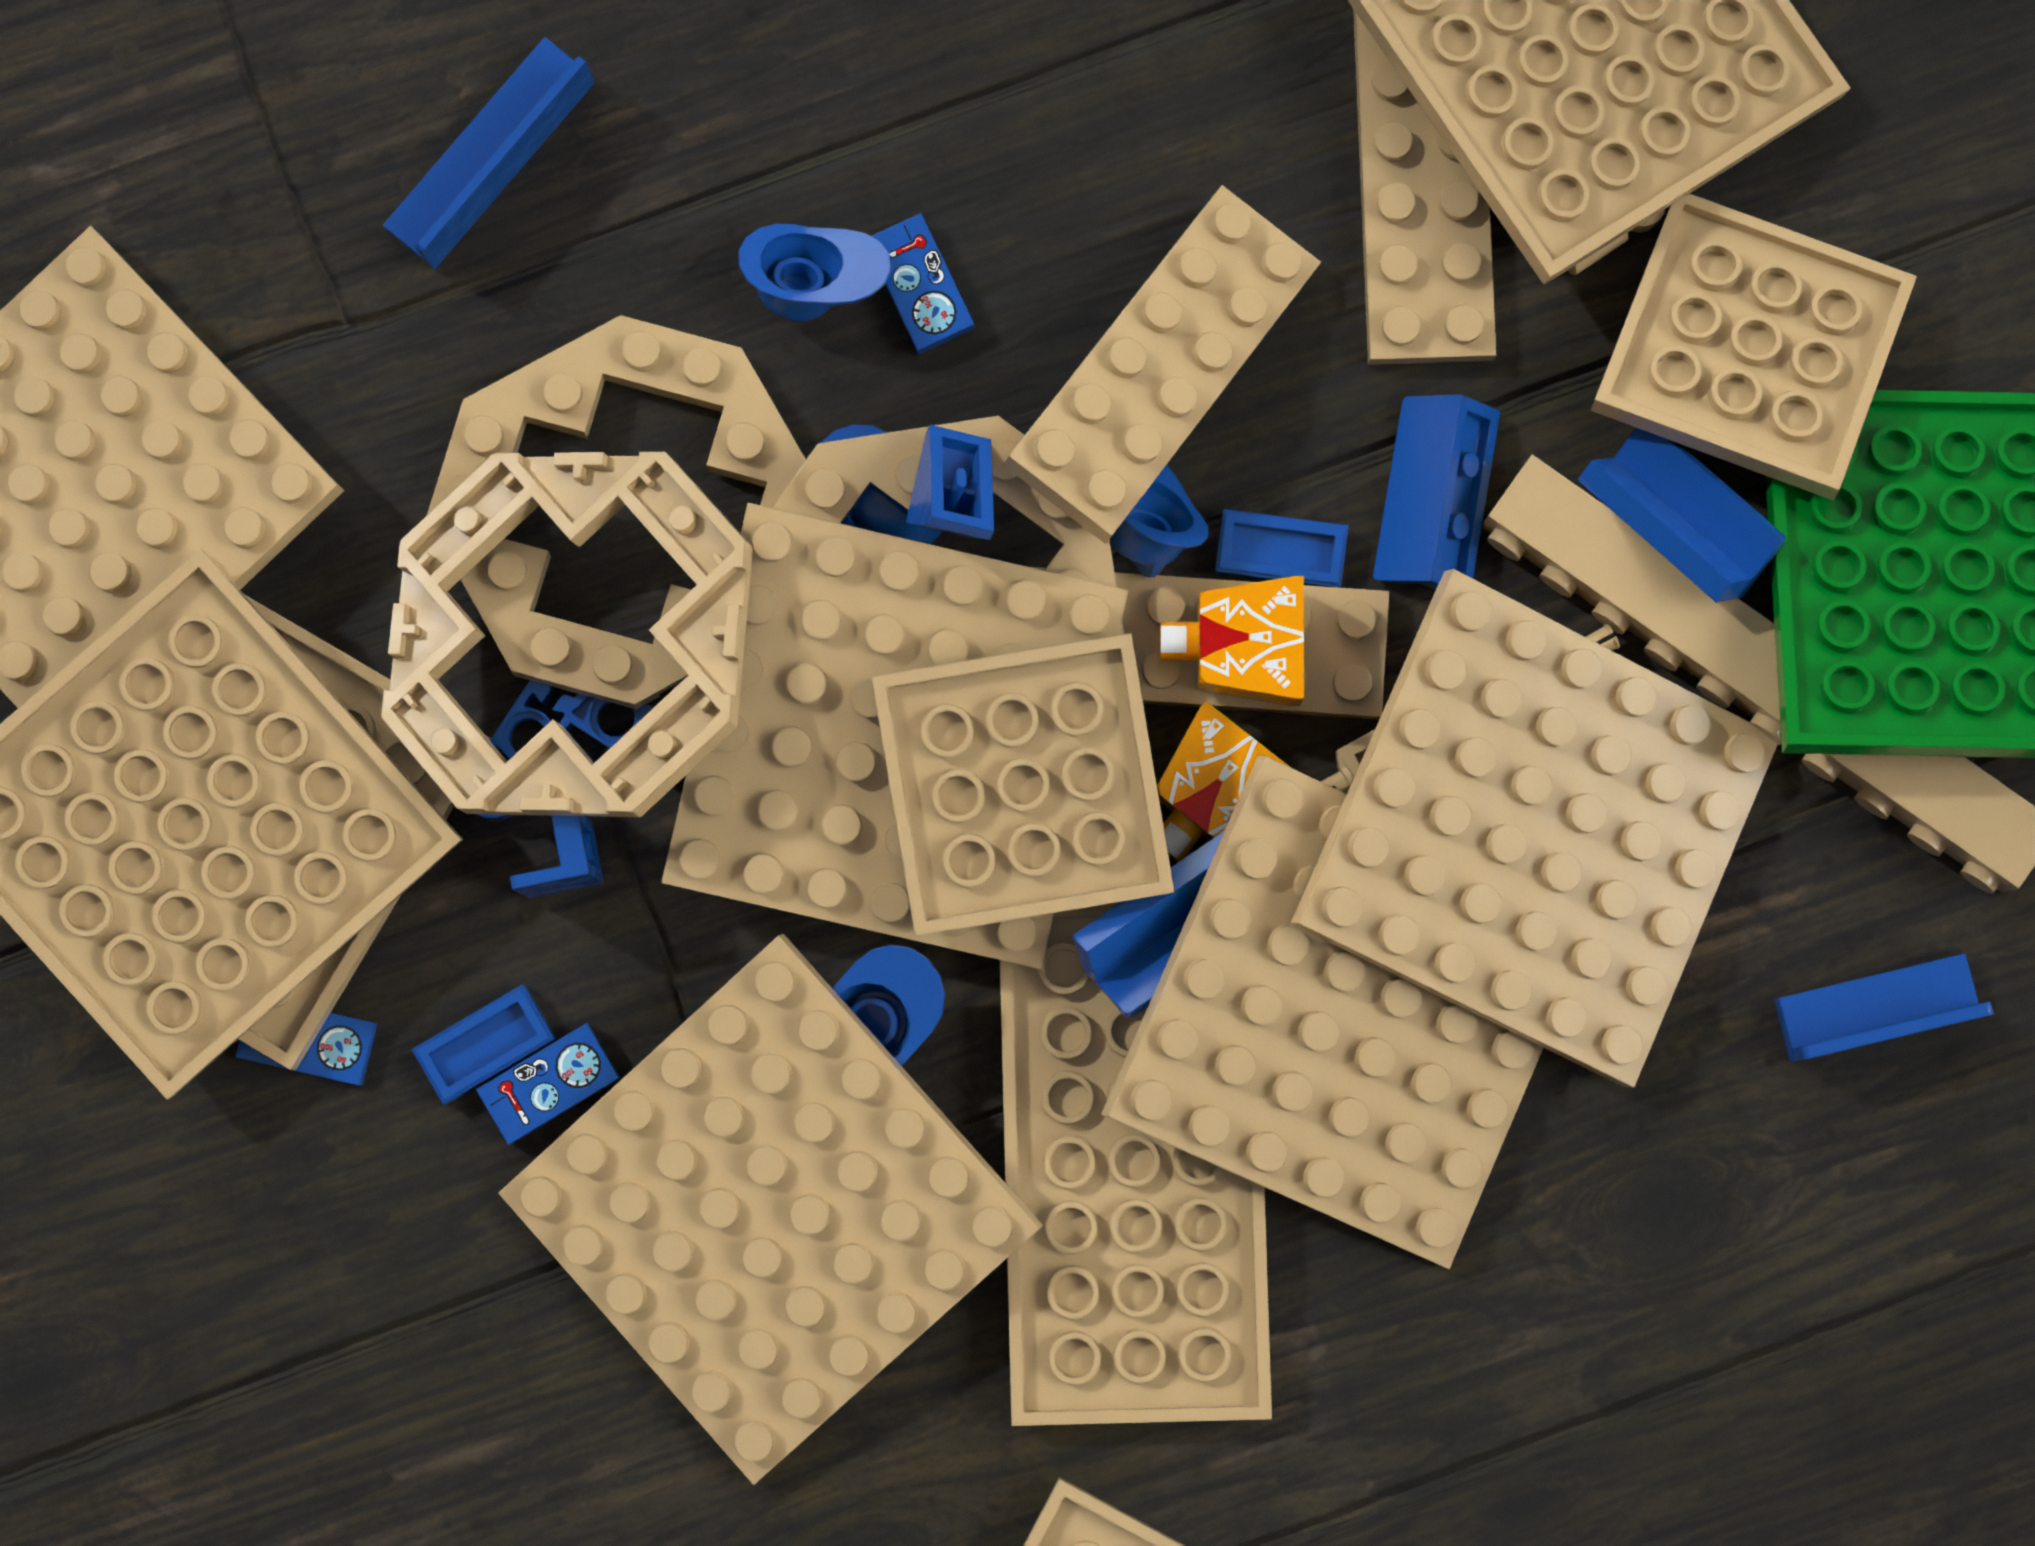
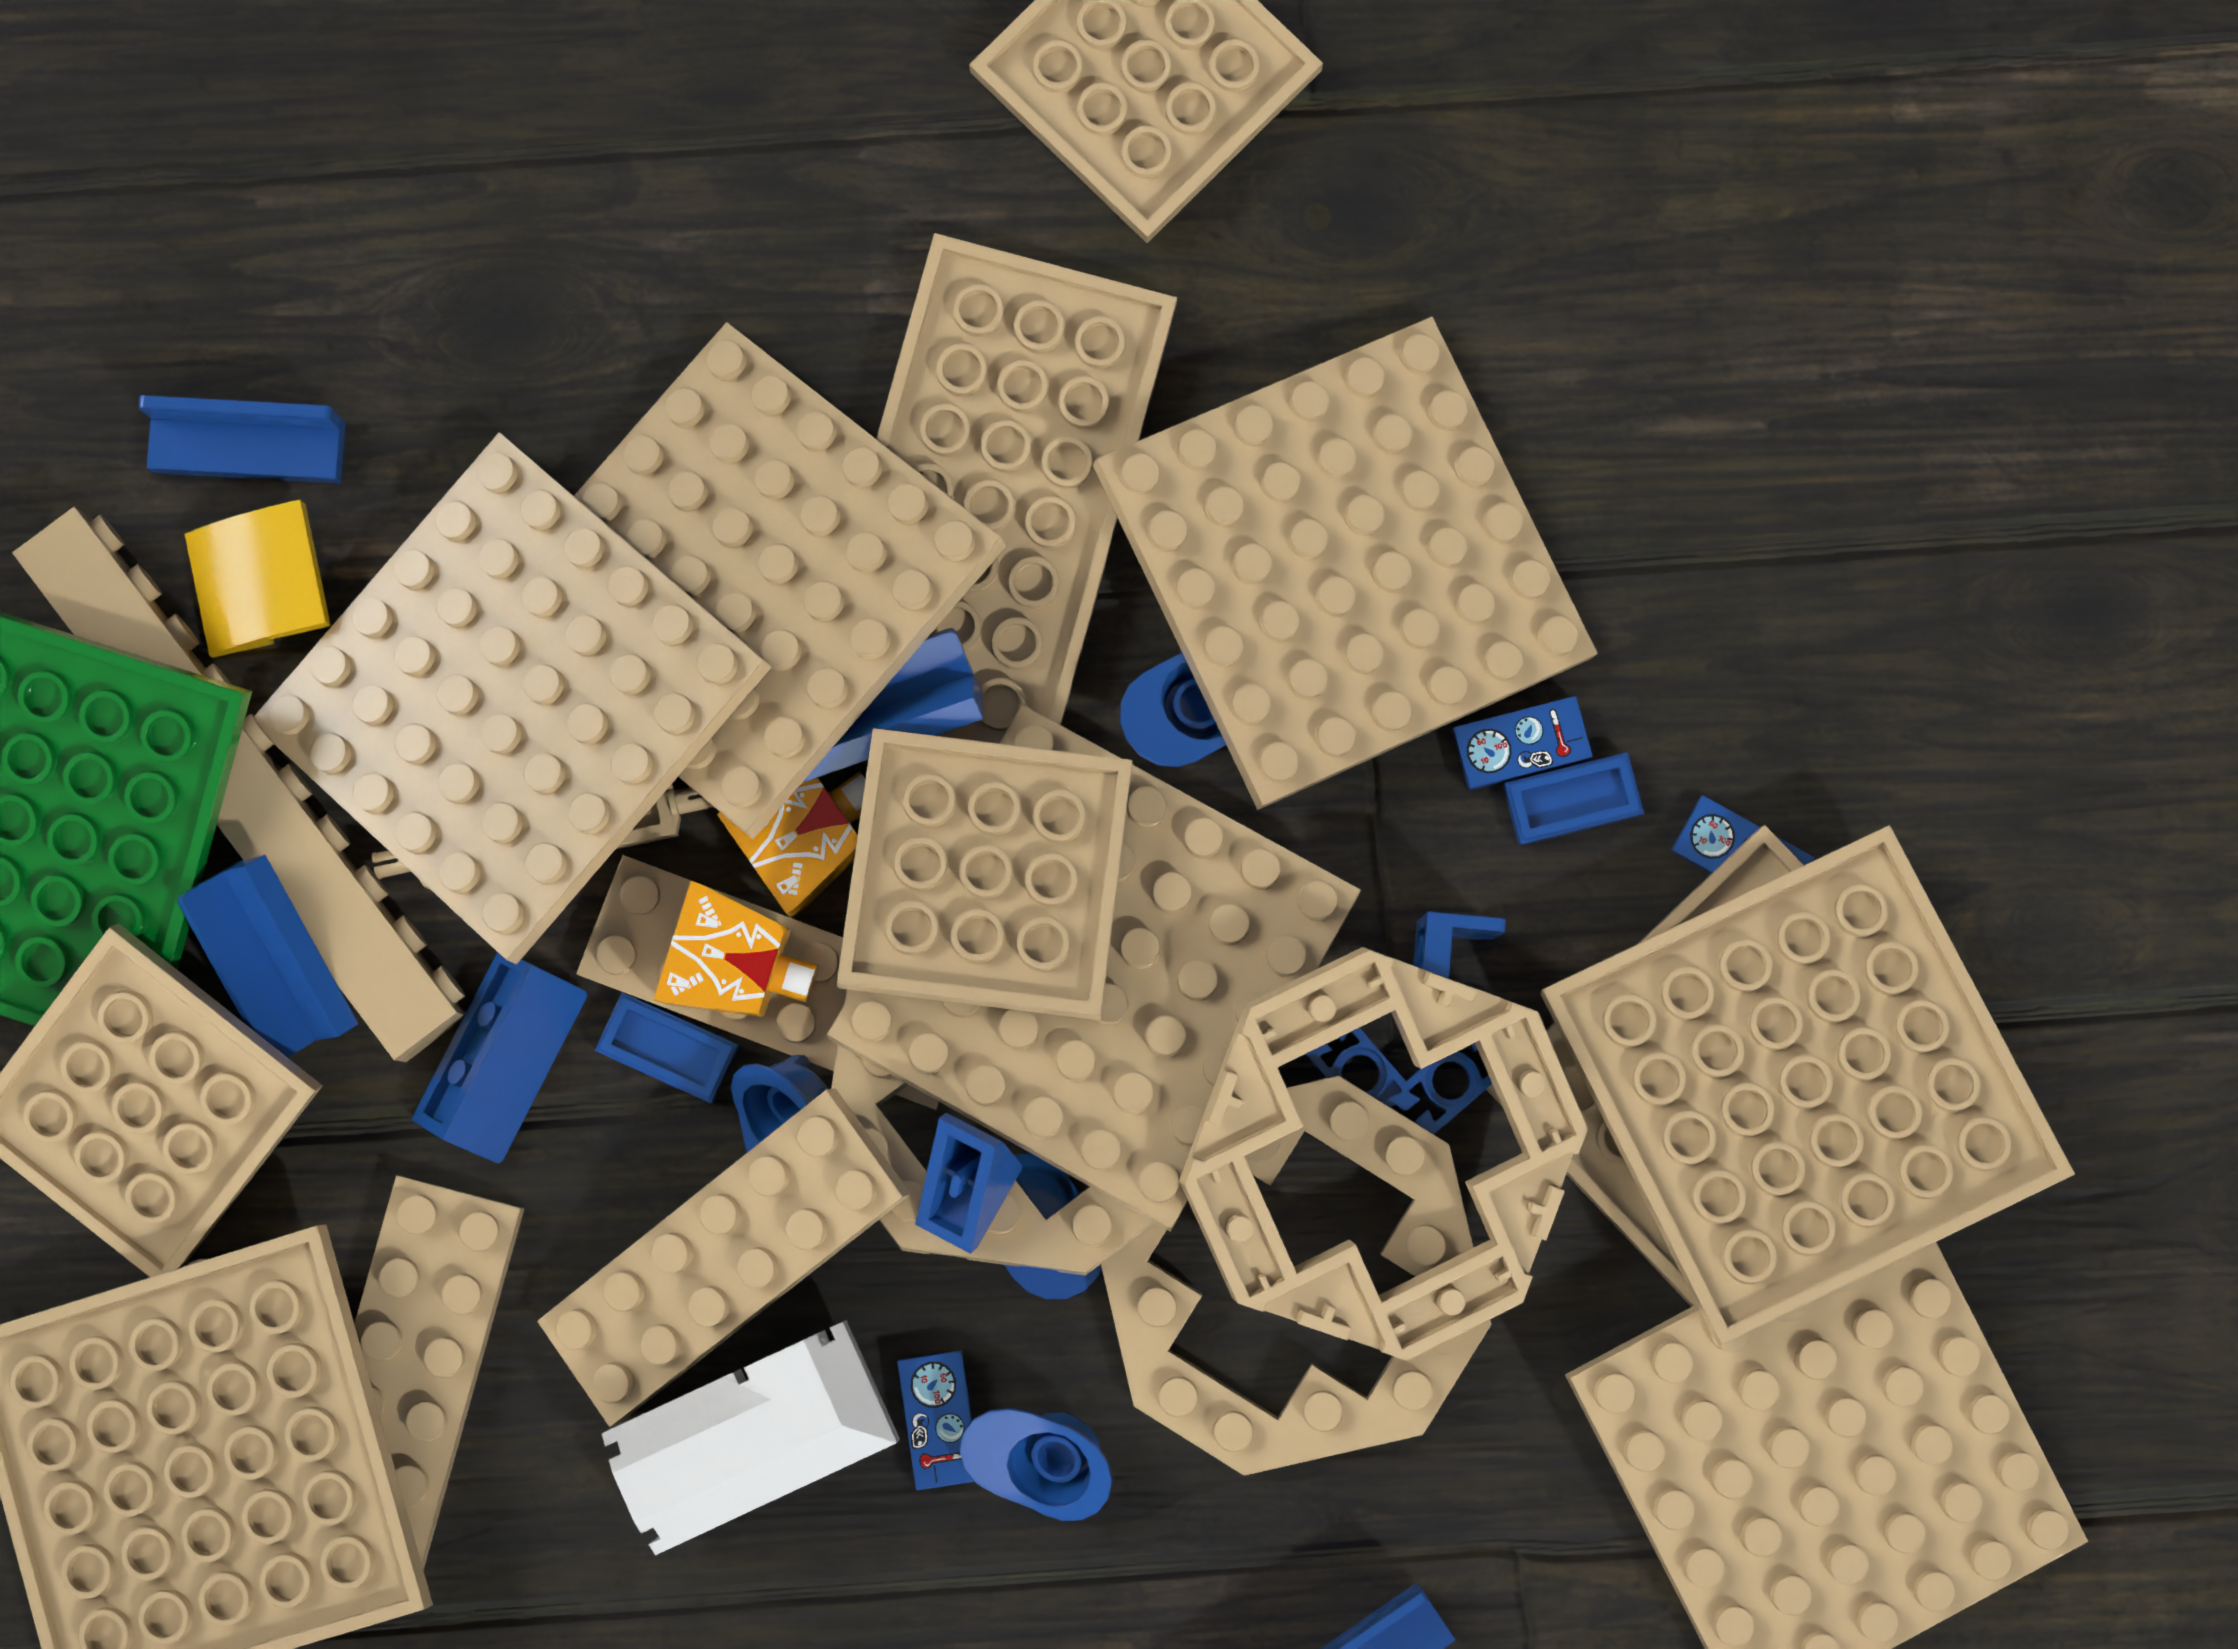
camera: 170 degrees left, 0 degrees up
(1086, 209) = (749, 1438): none -> white brick
(1820, 878) = (257, 578): none -> yellow slope

